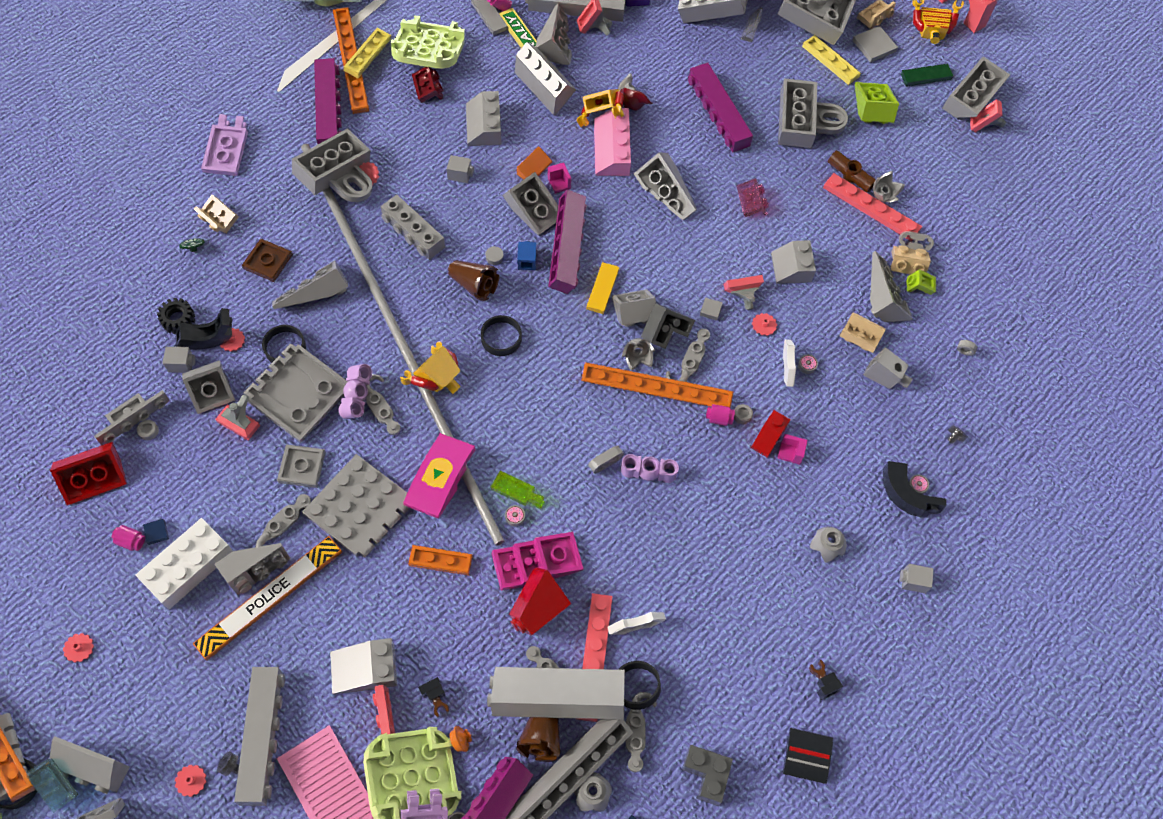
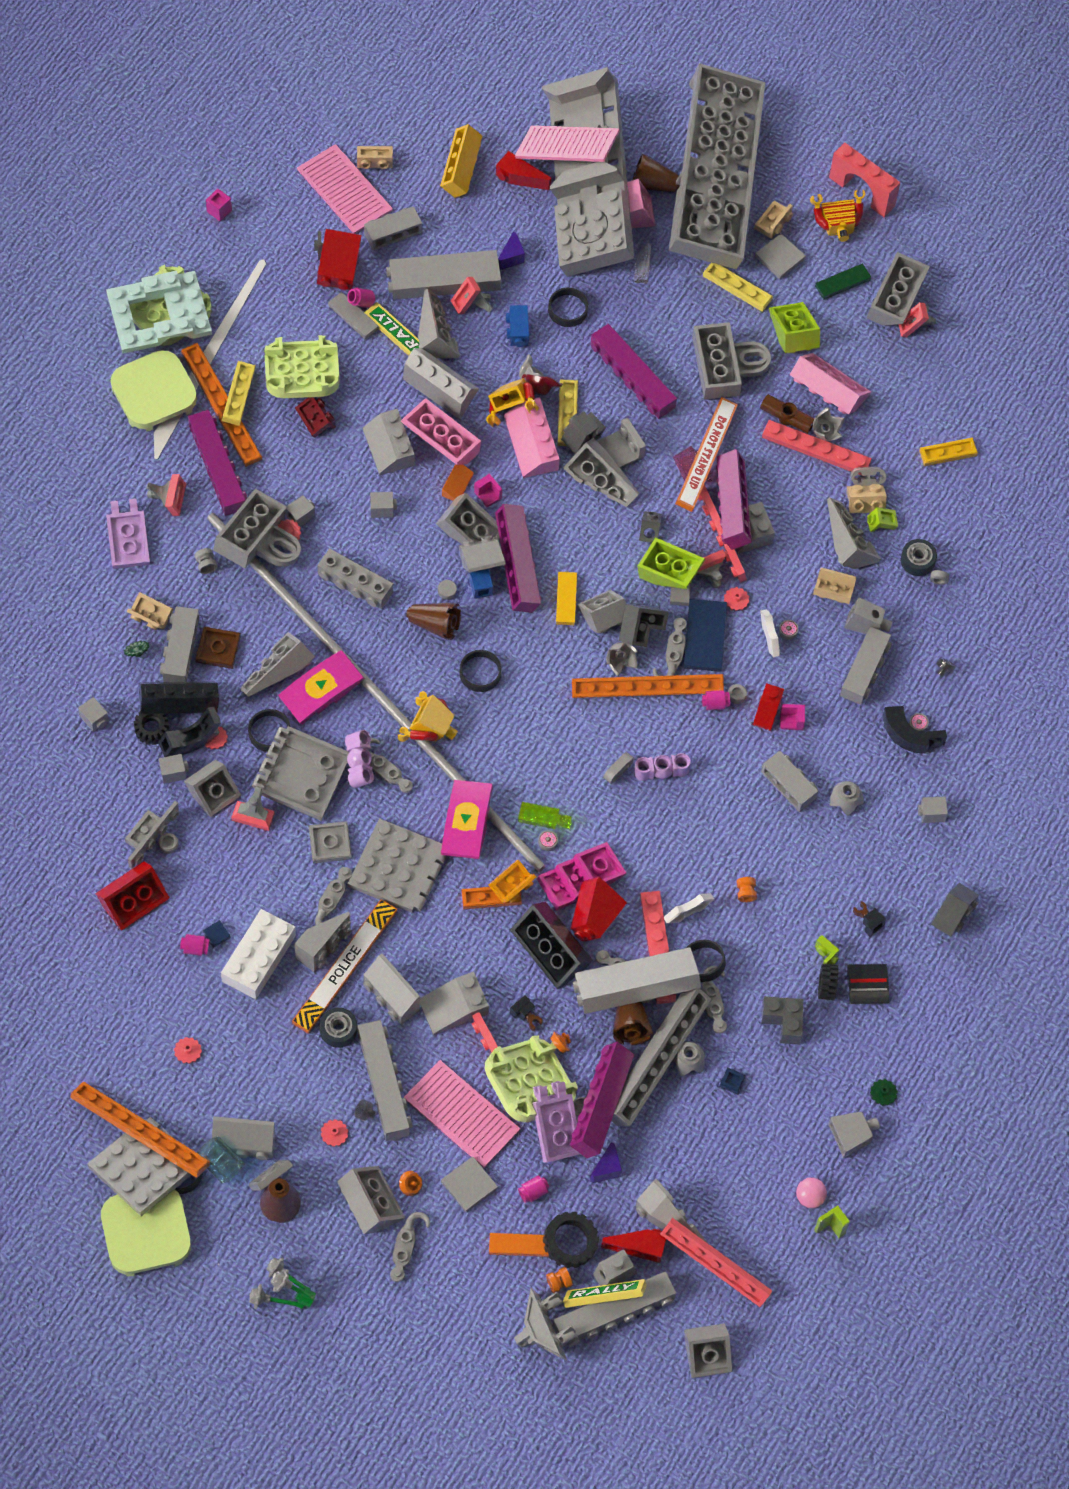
camera: 15 degrees left, 0 degrees up
(127, 293) = (93, 714): none -> light grey brick
(206, 294) = (178, 697): none -> black slope
(226, 657) = (341, 1037): none -> wheel
(231, 250) = (180, 645): none -> light grey brick
(276, 121) = (170, 494): none -> coral piece
(284, 182) = (206, 561): none -> light grey wheel
(295, 34) = (153, 389): none -> yellowish green tile
(302, 637) = (391, 990): none -> light grey slope
(345, 315) = (321, 686): none -> dark pink slope
(385, 159) = (301, 511): none -> light grey brick
(463, 550) = (511, 882): none -> light orange bracket
(484, 627) = (550, 944): none -> black slope
(533, 120) = (443, 433): none -> bright pink slope
(533, 229) = (481, 554): none -> light grey slope
(629, 49) = (519, 327): none -> blue brick
(651, 130) = (567, 405): none -> light yellow tile
(659, 140) = (581, 430): none -> dark grey brick
(677, 58) = (564, 322): none -> black tyre
(695, 167) = (624, 445): none -> light grey bracket
(699, 235) = (650, 520): none -> dark grey bracket
(702, 617) = (746, 889): none -> orange wheel
(706, 277) = (669, 565): none -> lime slope
(725, 351) = (705, 635): none -> dark blue tile
(764, 744) = (828, 982): none -> black tyre
(765, 266) = (731, 556): none -> coral plate
(767, 189) = (706, 454): none -> tile
(771, 703) = (826, 948): none -> lime bracket
(774, 513) = (790, 781): none -> light grey brick
(783, 233) = (733, 499): none -> brick
(876, 415) = (865, 666): none -> light grey brick
(896, 154) = (829, 383): none -> bright pink slope
(923, 693) = (957, 905): none -> dark grey brick
(954, 317) = (917, 566): none -> wheel
(996, 236) = (948, 451): none -> yellow tile

